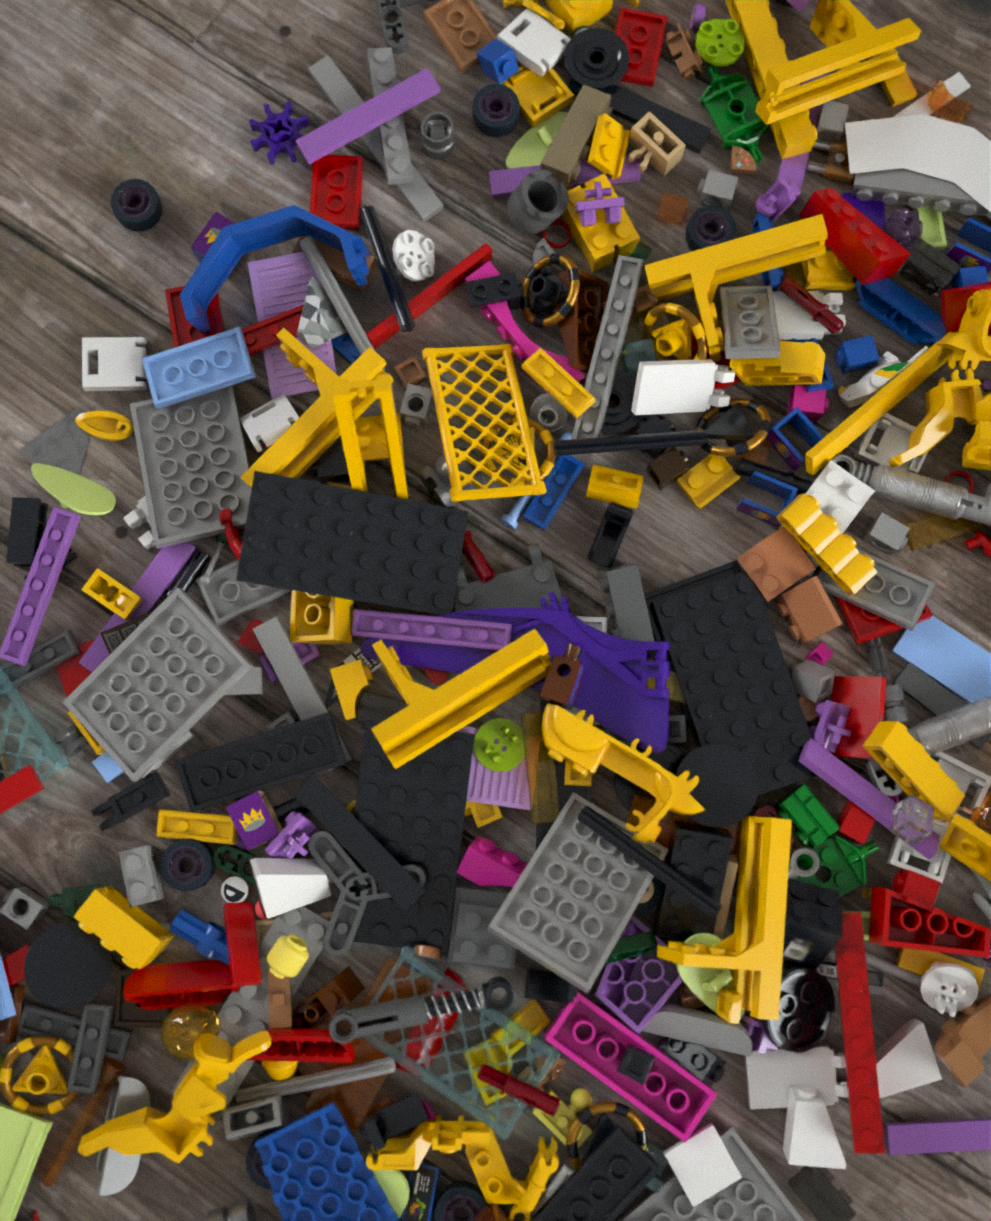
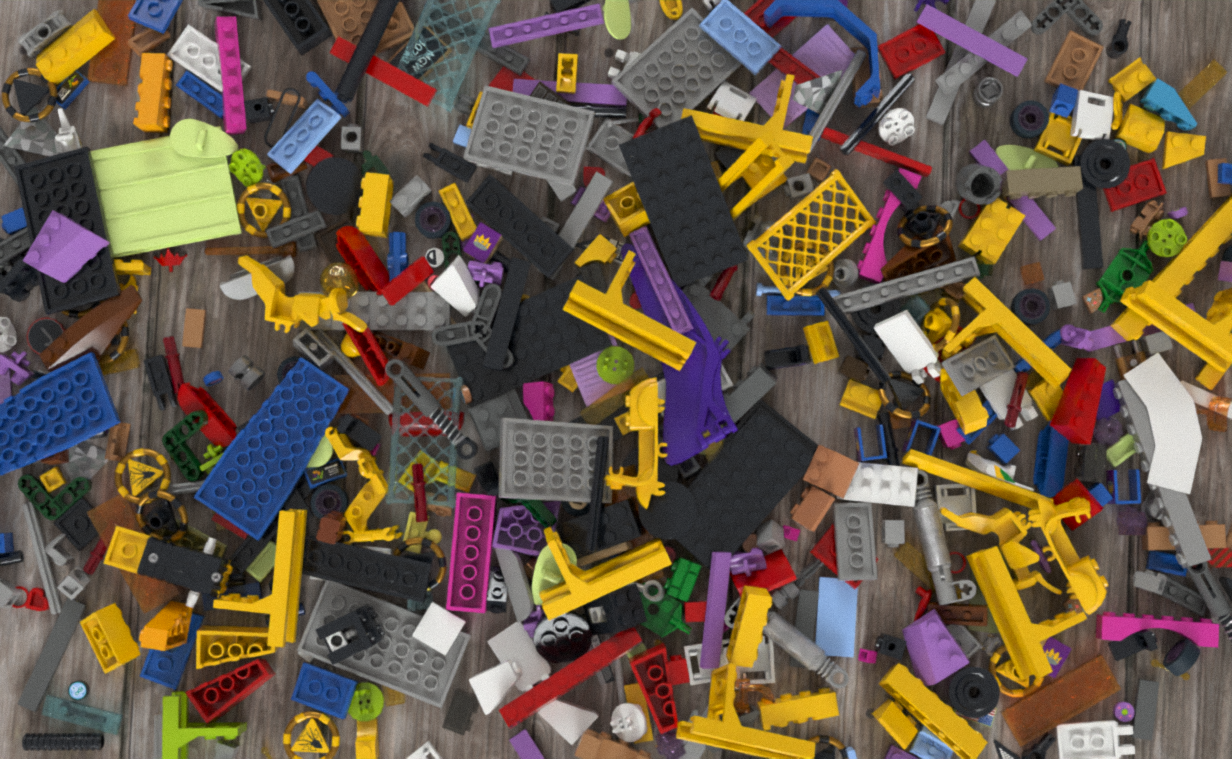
camera: 60 degrees right, 5 degrees up
(279, 1001) = (388, 322): medium nougat piece -> none
(287, 956) = (416, 312): light yellow head -> none
(558, 383) = (865, 267): yellow tile -> none
(559, 689) = (670, 382): reddish brown torso -> none
(609, 146) = (1046, 207): yellow plate -> none
(611, 206) = (1001, 233): medium lavender hips -> none
(636, 1063) = (474, 554): black tile -> none
(655, 144) = (1067, 237): tan brick -> none
(729, 1004) = (540, 590): yellow tile -> none
(826, 543) = (860, 495): yellow brick -> none
(912, 819) = (717, 641): clear brick -> none

